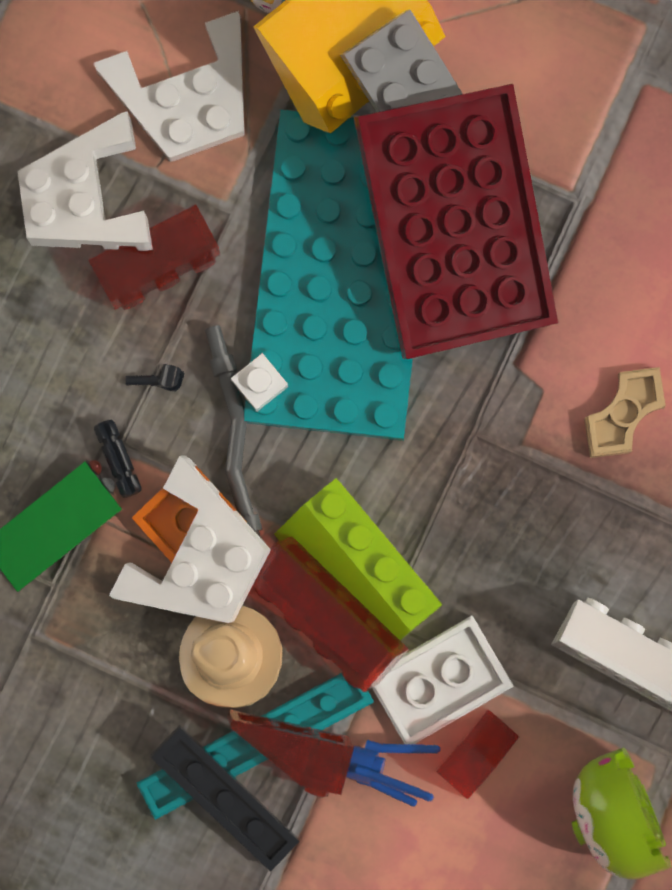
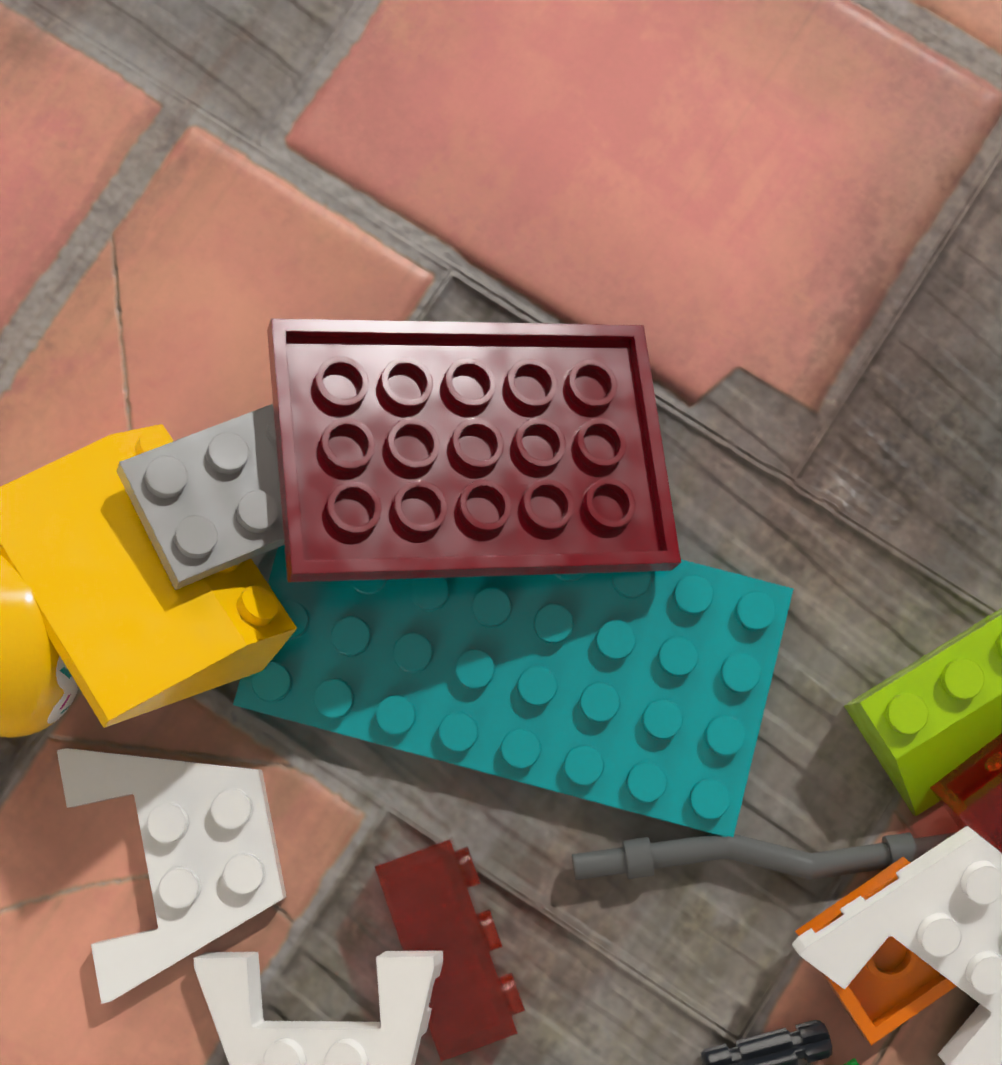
camera: 80 degrees left, 0 degrees up
(169, 379) = (648, 949): black hand -> none
(259, 382) = (682, 804): white plate -> none
(613, 428) = (811, 270): tan tile -> none

